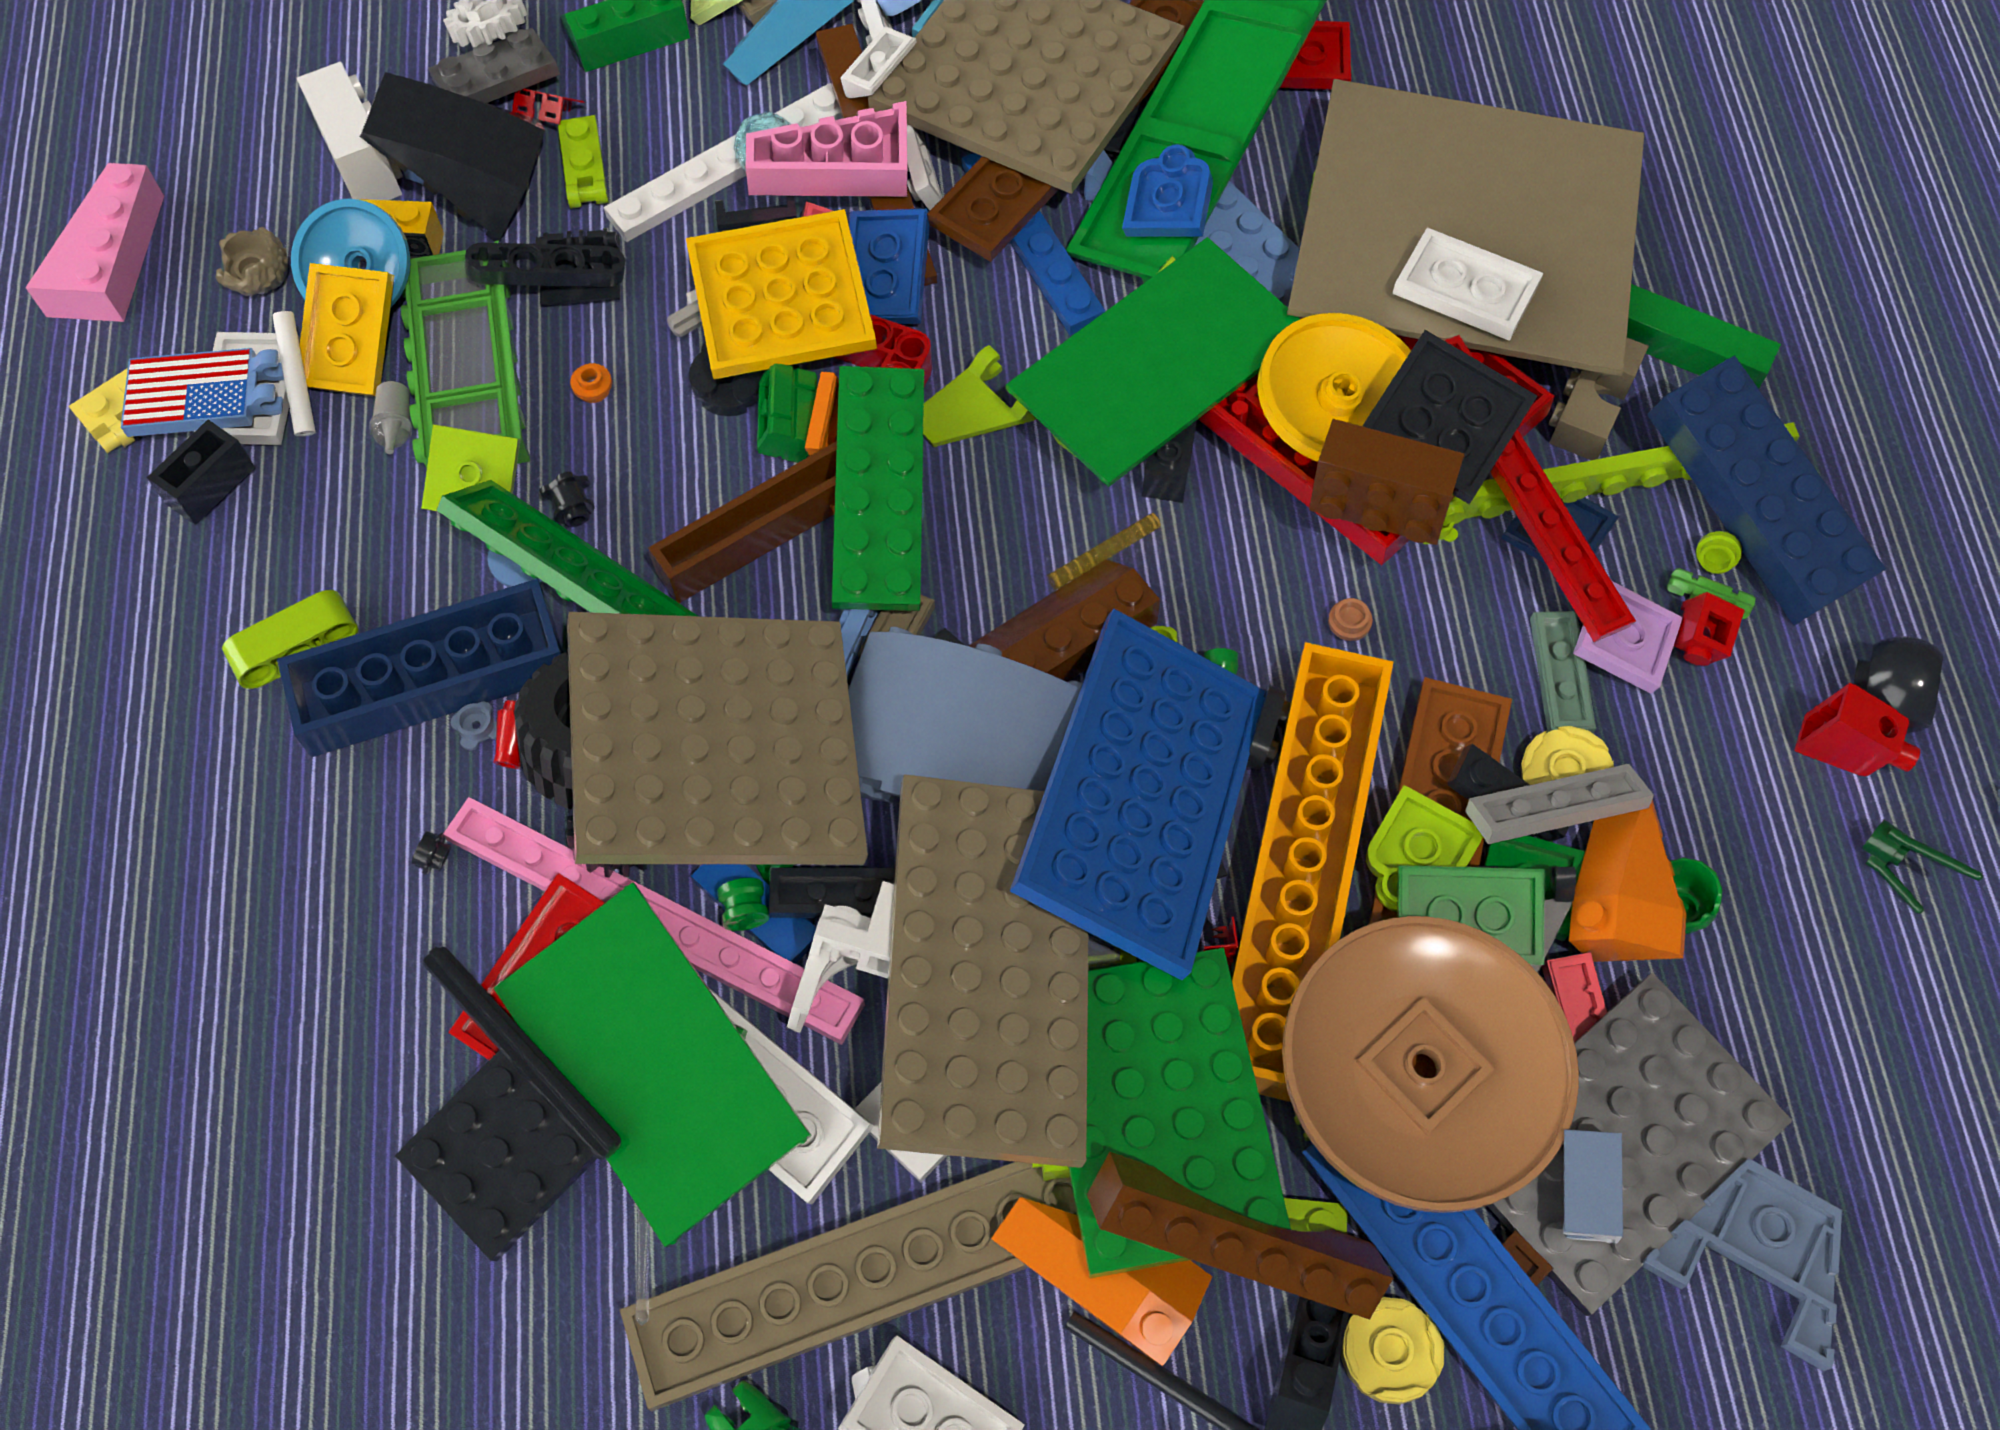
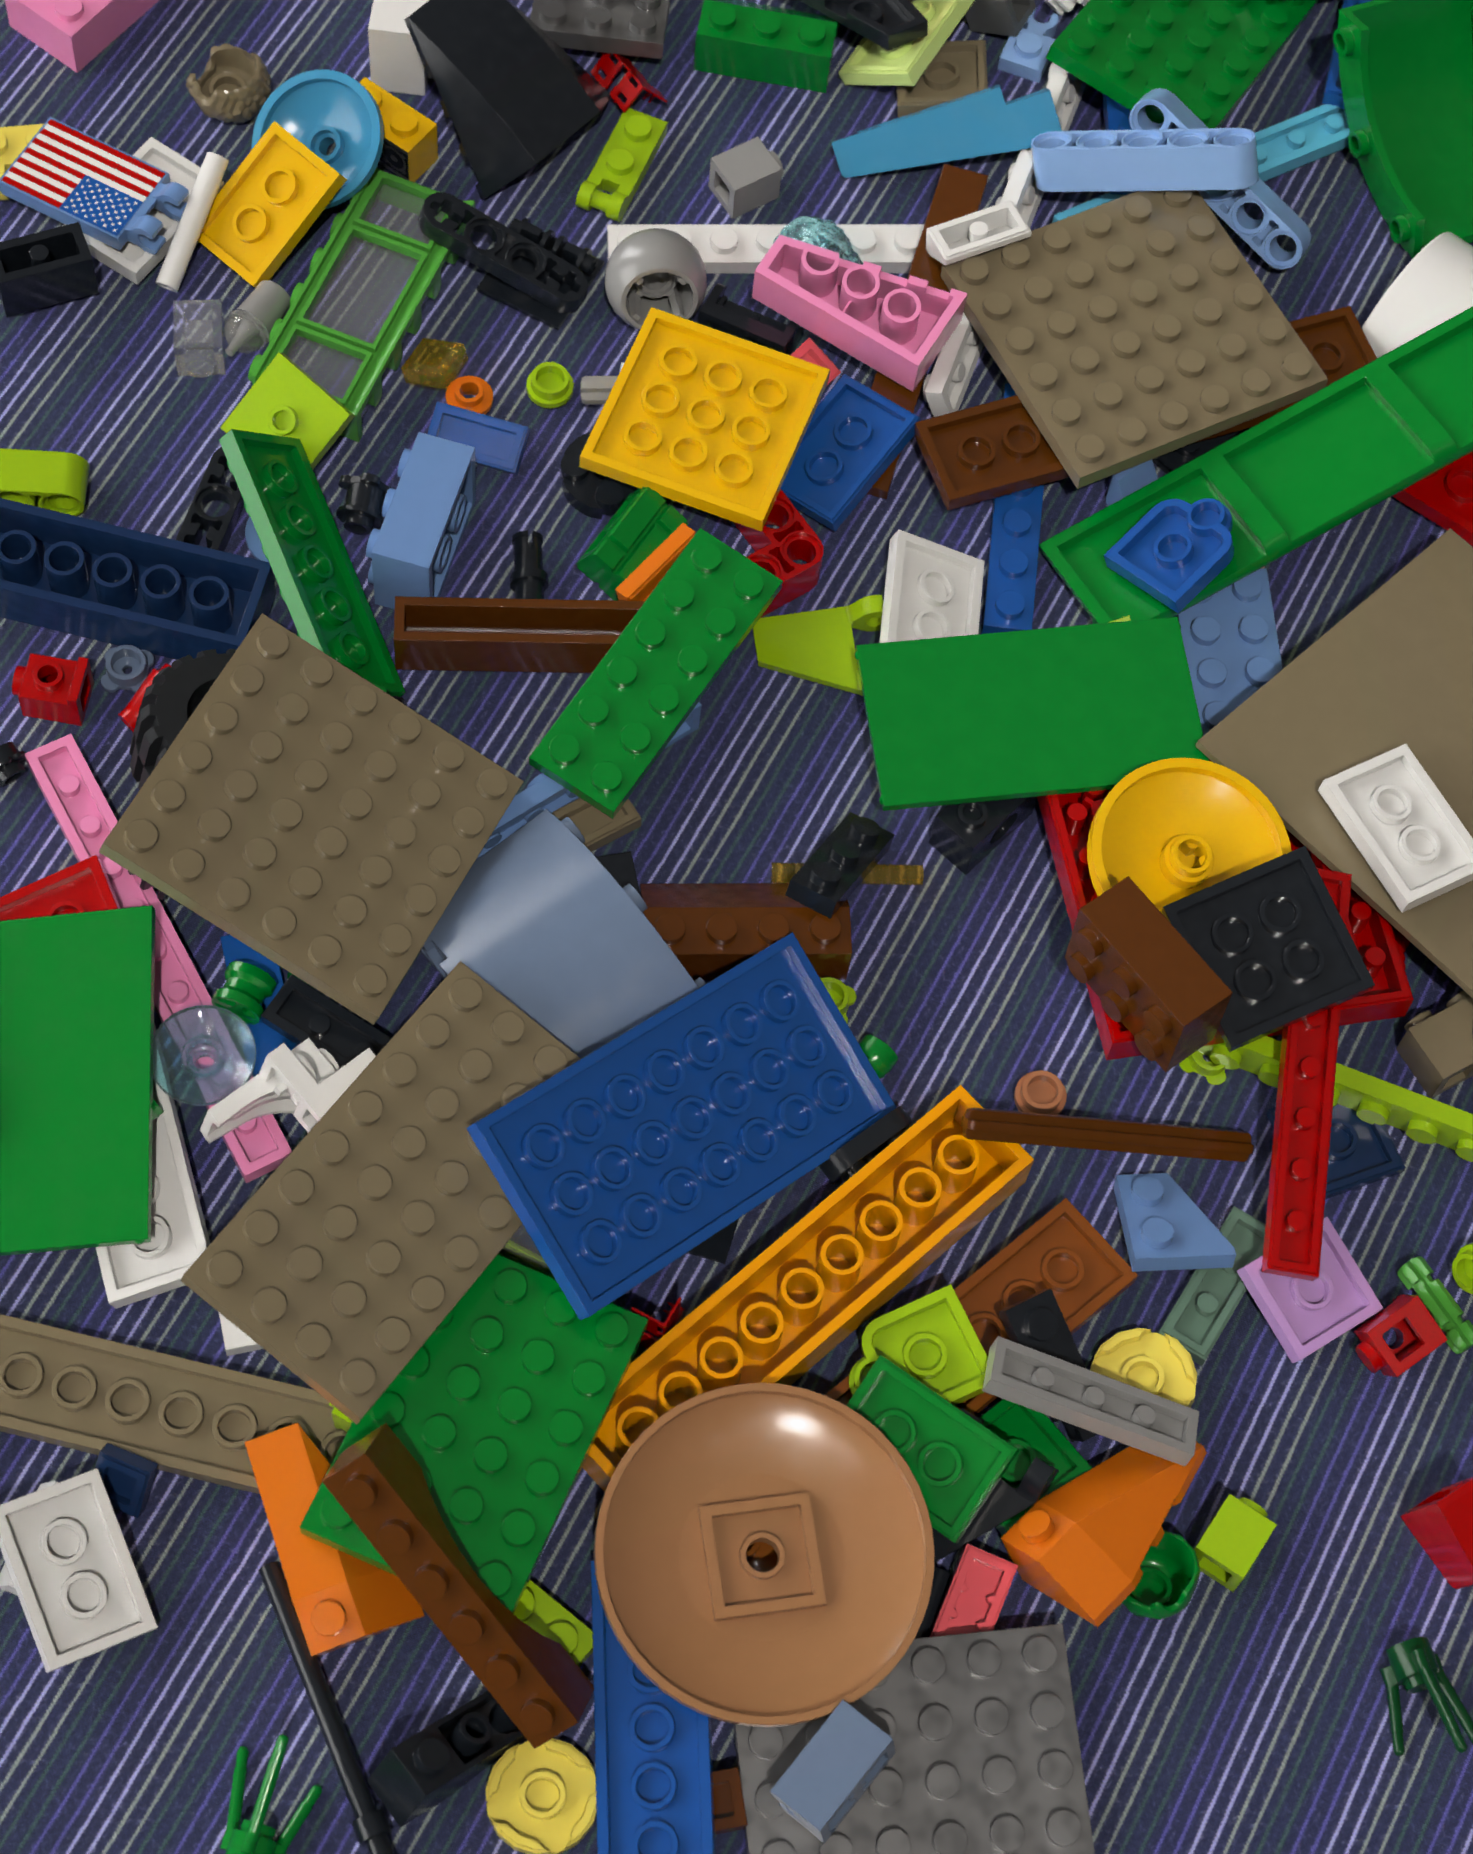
camera: 25 degrees right, 0 degrees up
(358, 453) = (199, 337): none -> clear brick
(430, 772) = (54, 688): none -> red brick
(446, 556) = (213, 488): none -> black beam
(549, 372) = (434, 363): none -> clear yellow plate
(618, 406) = (496, 441): none -> blue tile
(624, 484) = (422, 520): none -> medium blue brick
(643, 340) = (550, 385): none -> lime plate
(666, 215) = (655, 271): none -> light grey wheel
(679, 121) = (745, 177): none -> light grey brick
(727, 480) = (528, 578): none -> black pin
(745, 949) = (198, 1034): none -> clear light blue dish
(918, 1326) = (126, 1478): none -> dark blue tile
(1019, 323) = (929, 591): none -> white plate
(1102, 544) = (840, 864): none -> black plate
(1422, 616) = (1106, 1135): none -> reddish brown axle
(1503, 654) = (1166, 1227): none -> medium blue wing
(1713, 836) = (1233, 1541): none -> lime brick

